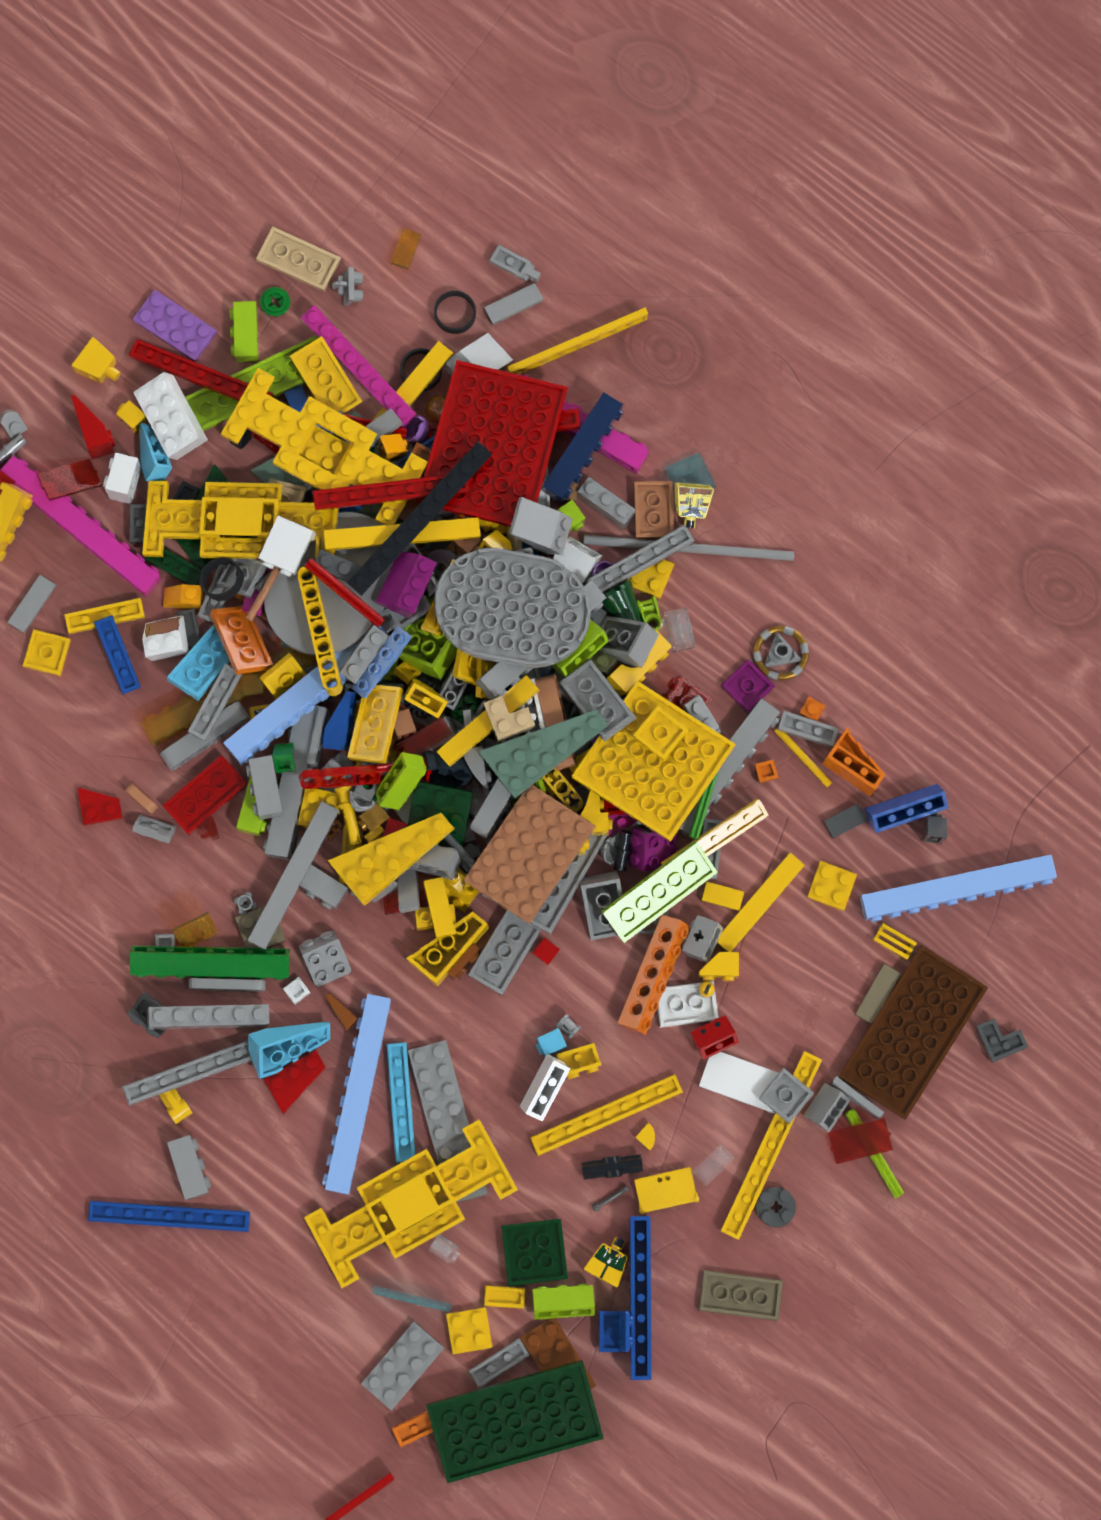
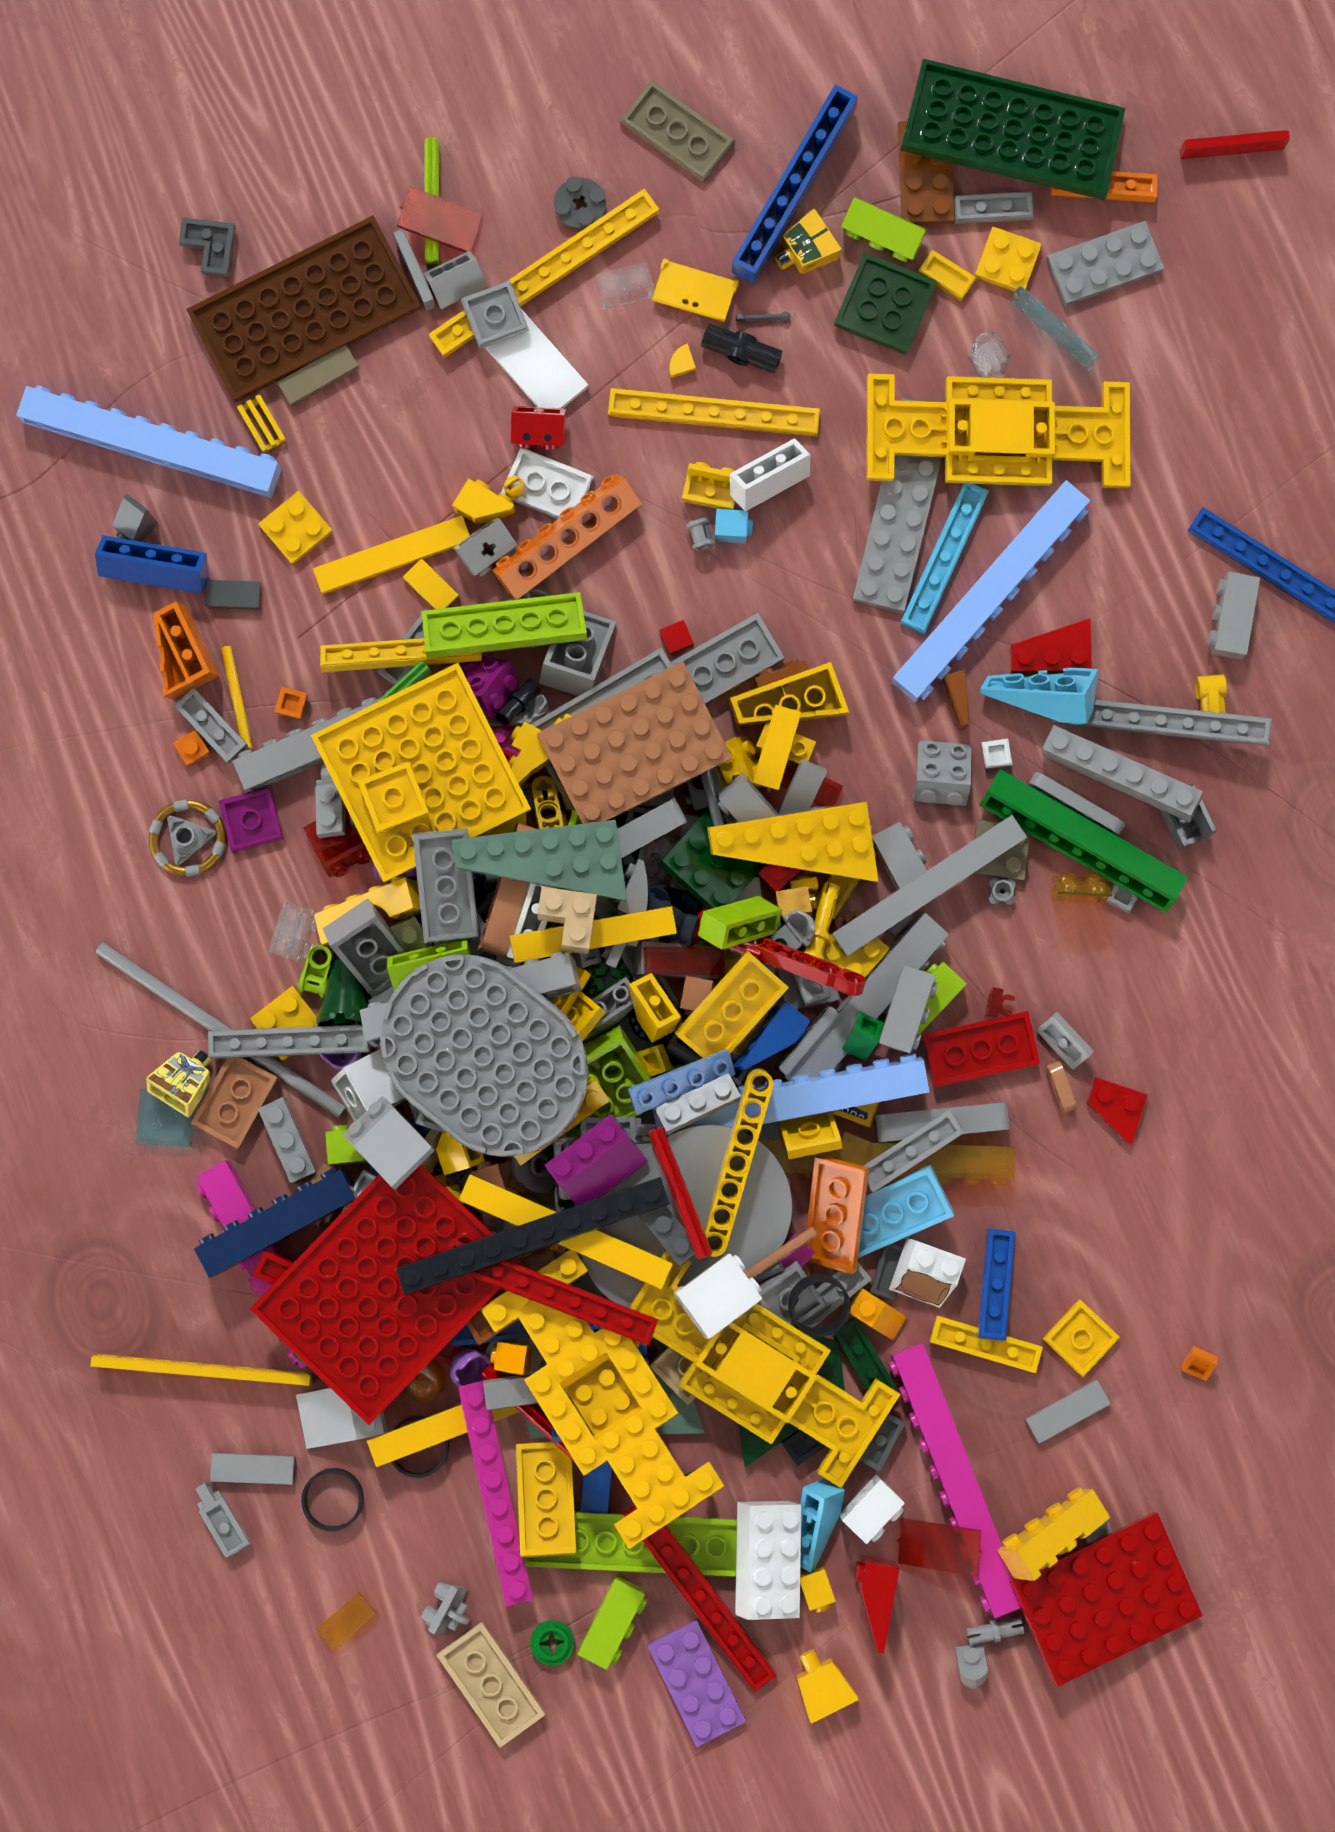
camera: 140 degrees left, 5 degrees up
(614, 1331) = (843, 164): blue bracket -> none

